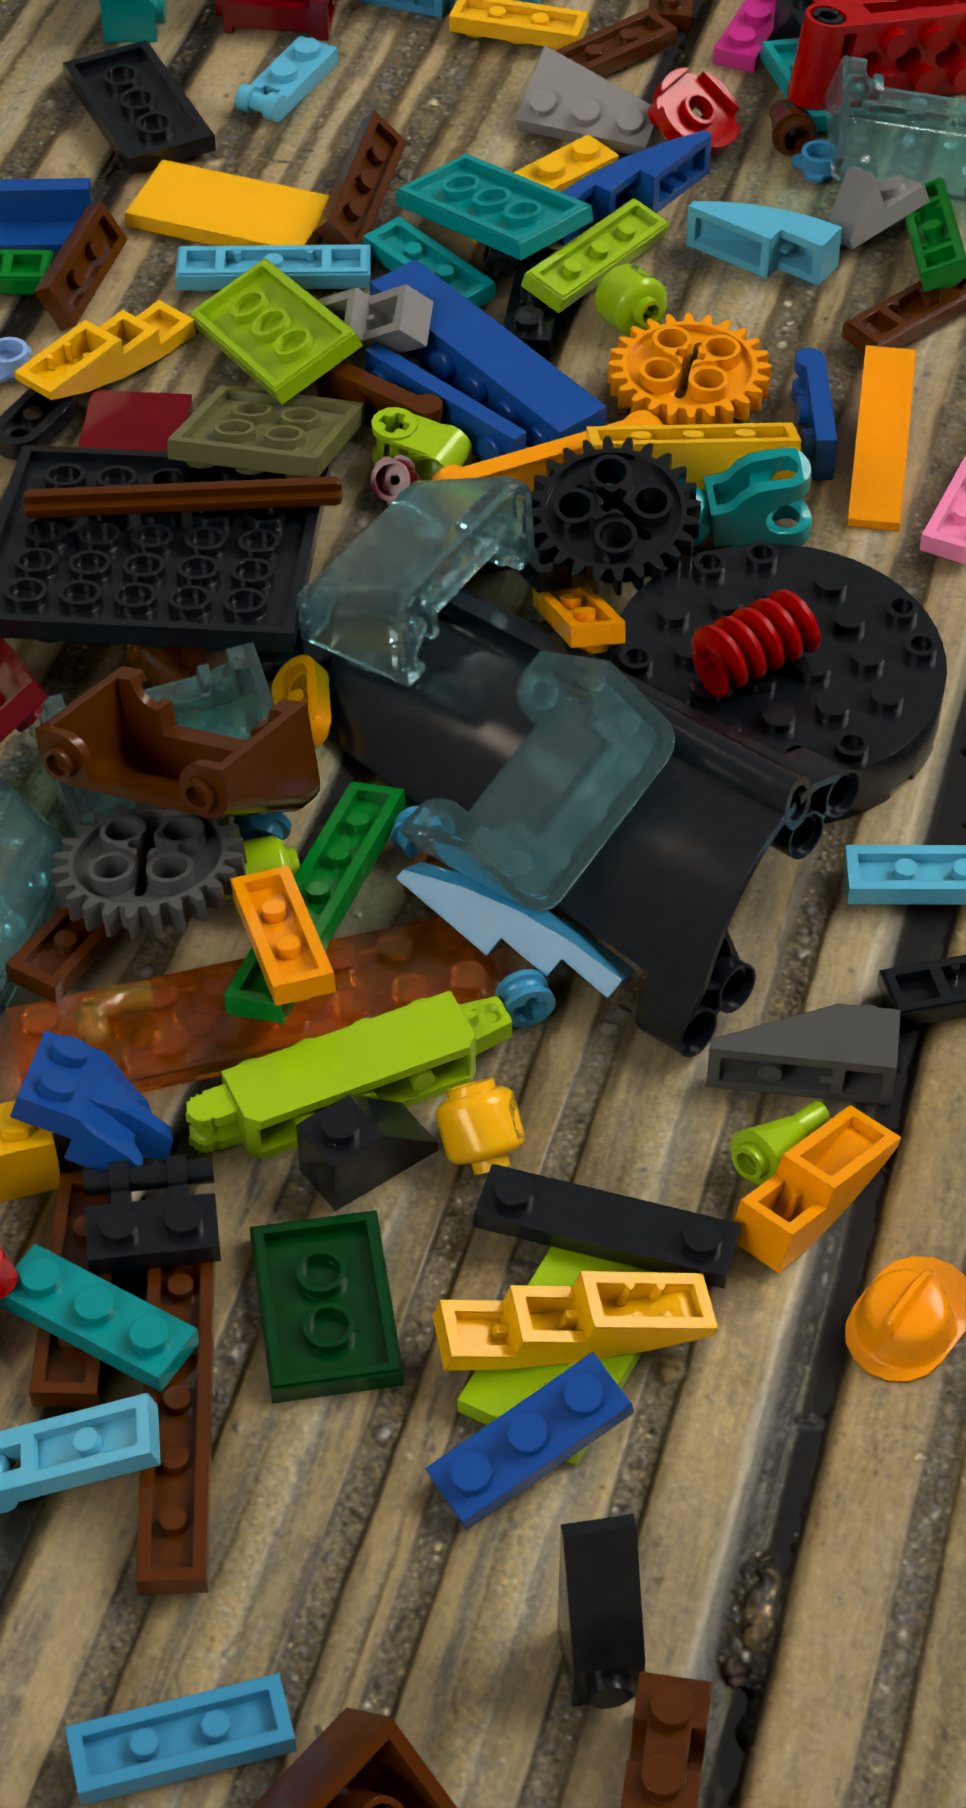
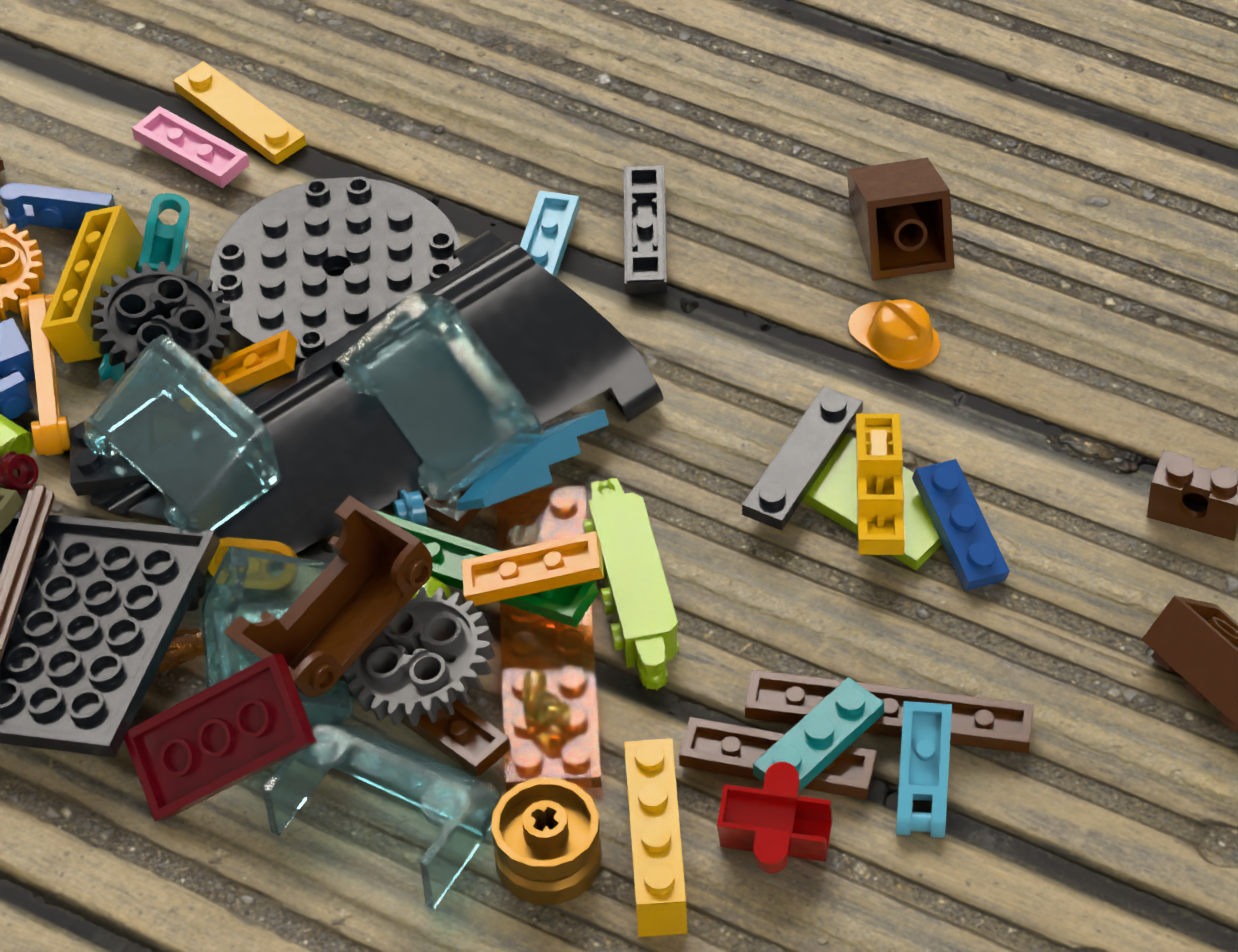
camera: 75 degrees left, 0 degrees up
(90, 1101) = (632, 723): blue plate -> none
(156, 1230) = (753, 702): black plate -> none
(180, 1739) = (1142, 736): dark azure plate -> none
(325, 1307) = (818, 626): dark green tile -> none
(359, 1146) = (701, 585): black slope -> none
(480, 1125) = (703, 508): yellow head -> none
(526, 997) = (588, 471): dark azure bush -> none
(600, 1611) = (1112, 496): black slope -> none
(753, 641) = (345, 259): red piece -> none
(760, 1148) = (756, 371): lime cone -> none
(813, 1187) = (791, 352): light orange slope -> none
(818, 1054) = (690, 316): dark grey slope -> none
(882, 438) = (99, 170): light orange slope -> none

